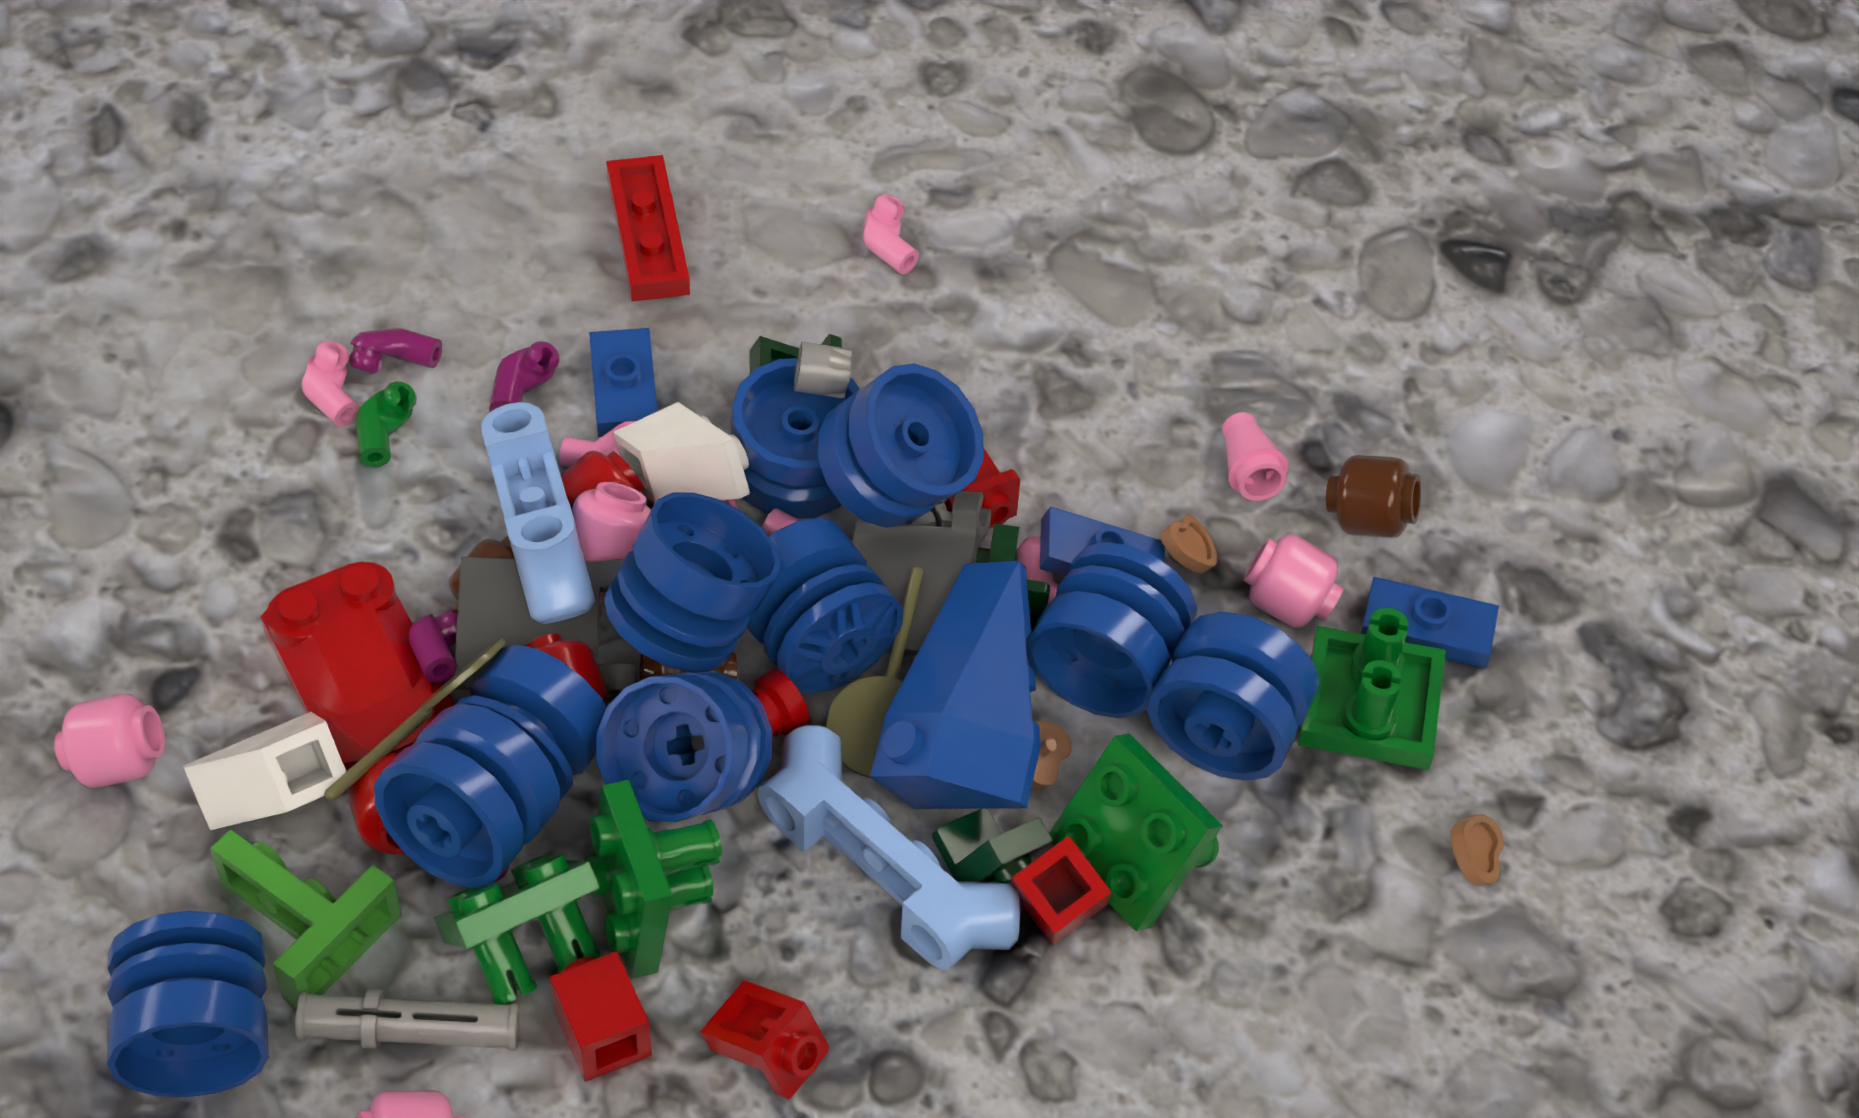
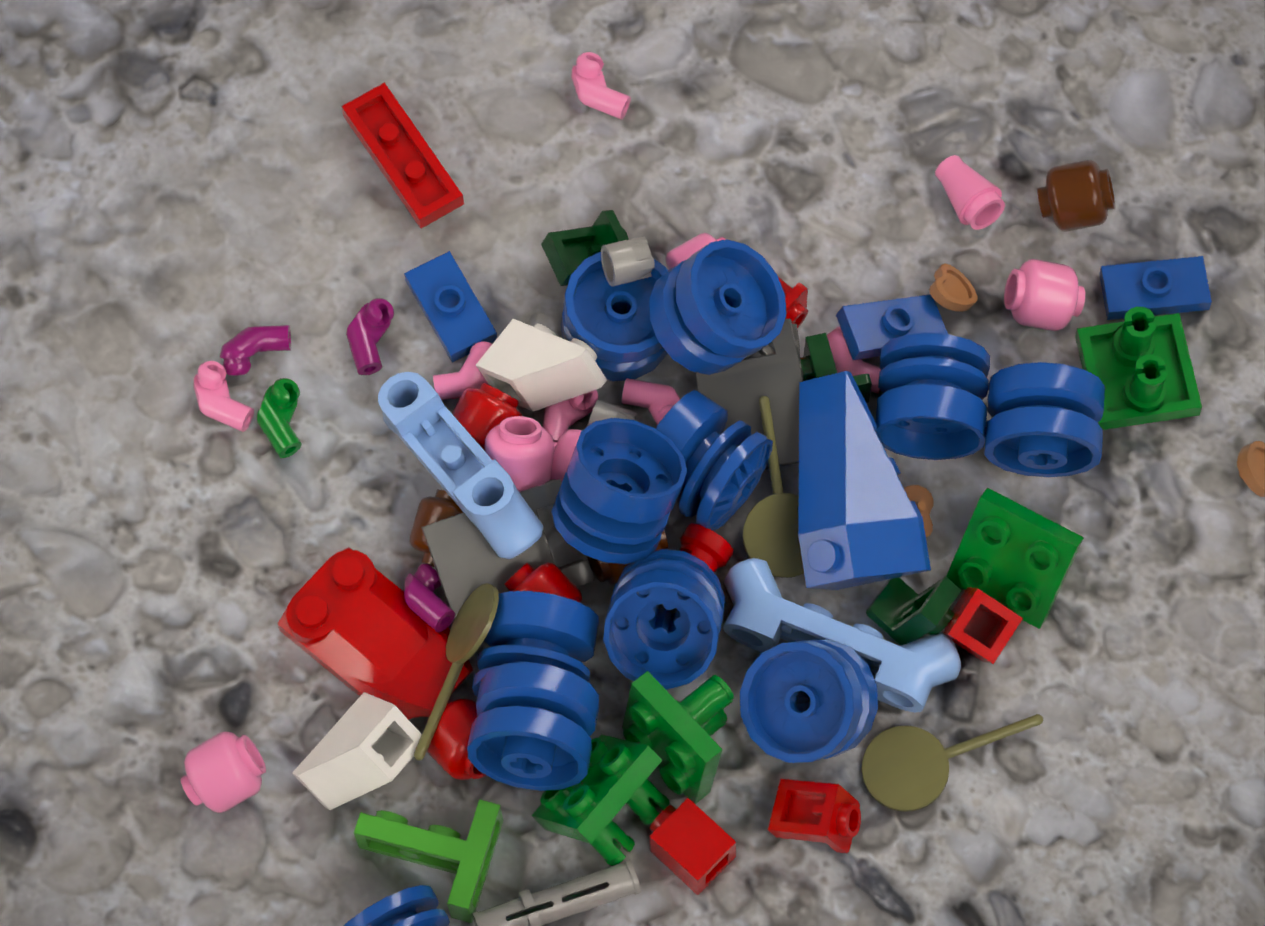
camera: 15 degrees left, 15 degrees up
(812, 894) = (813, 671): none -> blue wheel
(912, 1029) = (910, 767): none -> olive piece

